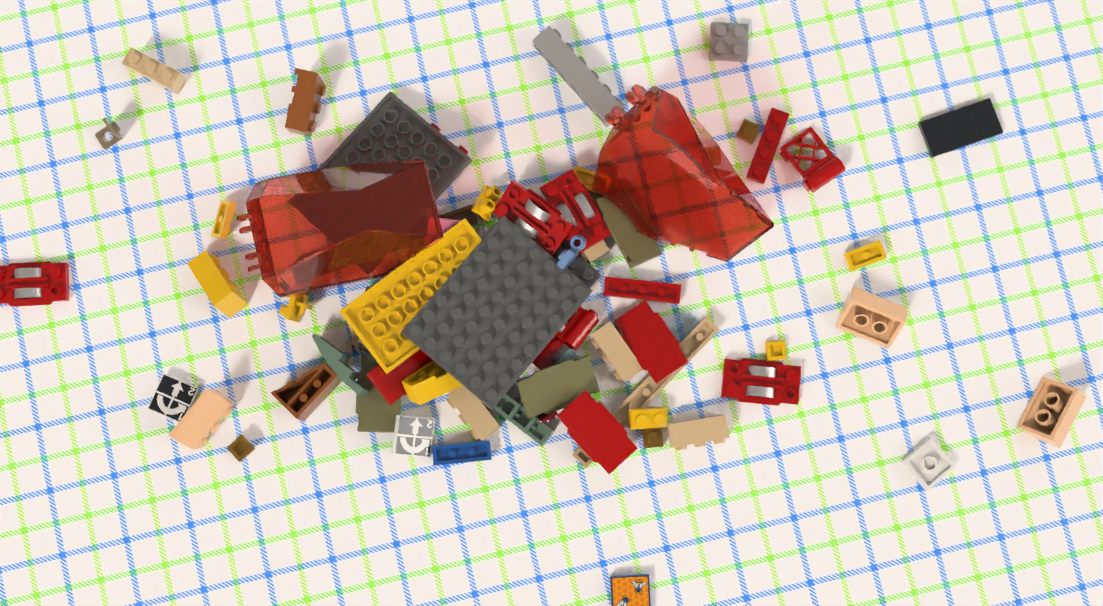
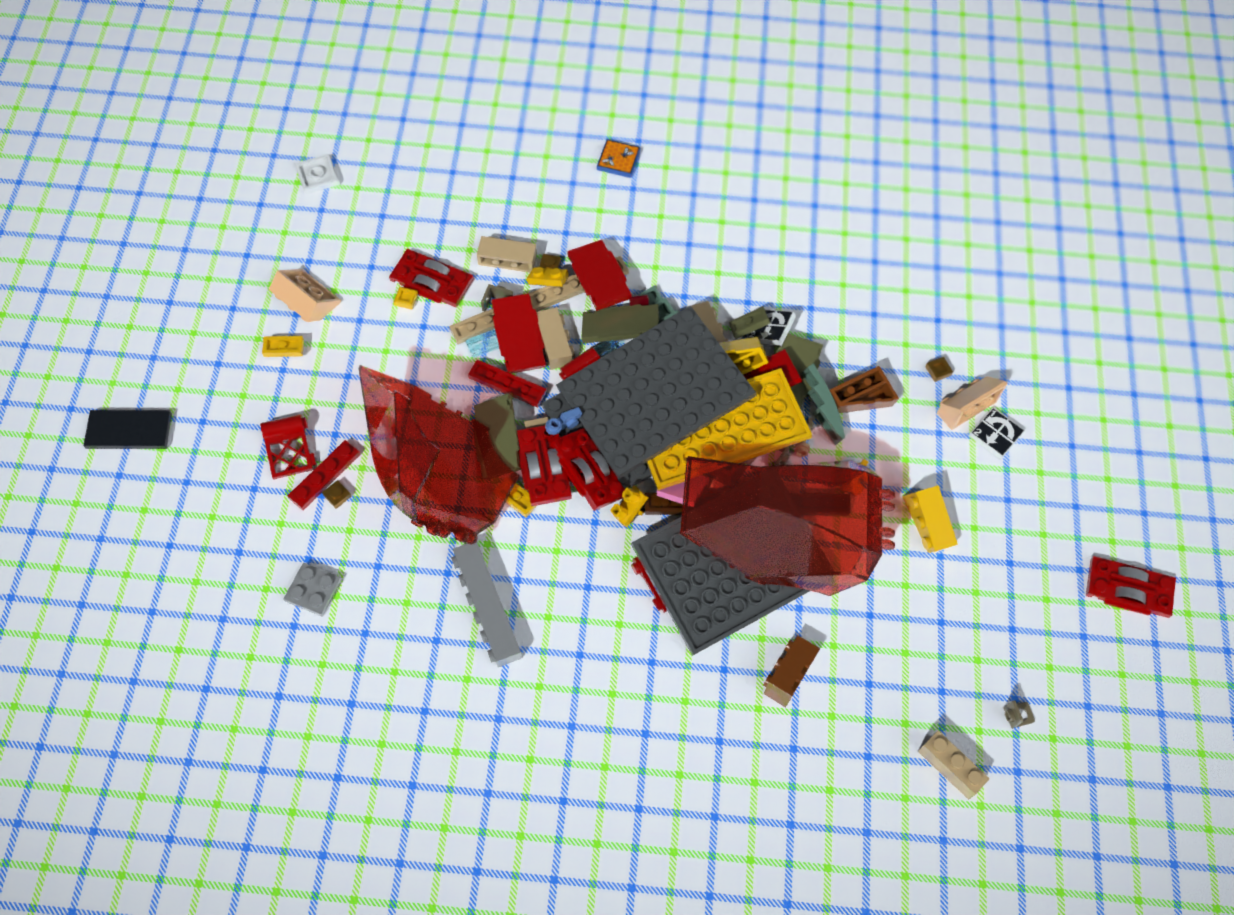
camera: 165 degrees left, 20 degrees down
(223, 219) = (909, 580): yellow plate -> none
(435, 433) = (749, 322): none -> olive plate
(461, 452) = (729, 302): blue plate -> none
(688, 385) = (495, 292): none -> dark tan bracket
(1051, 411) = (190, 176): light nougat slope -> none

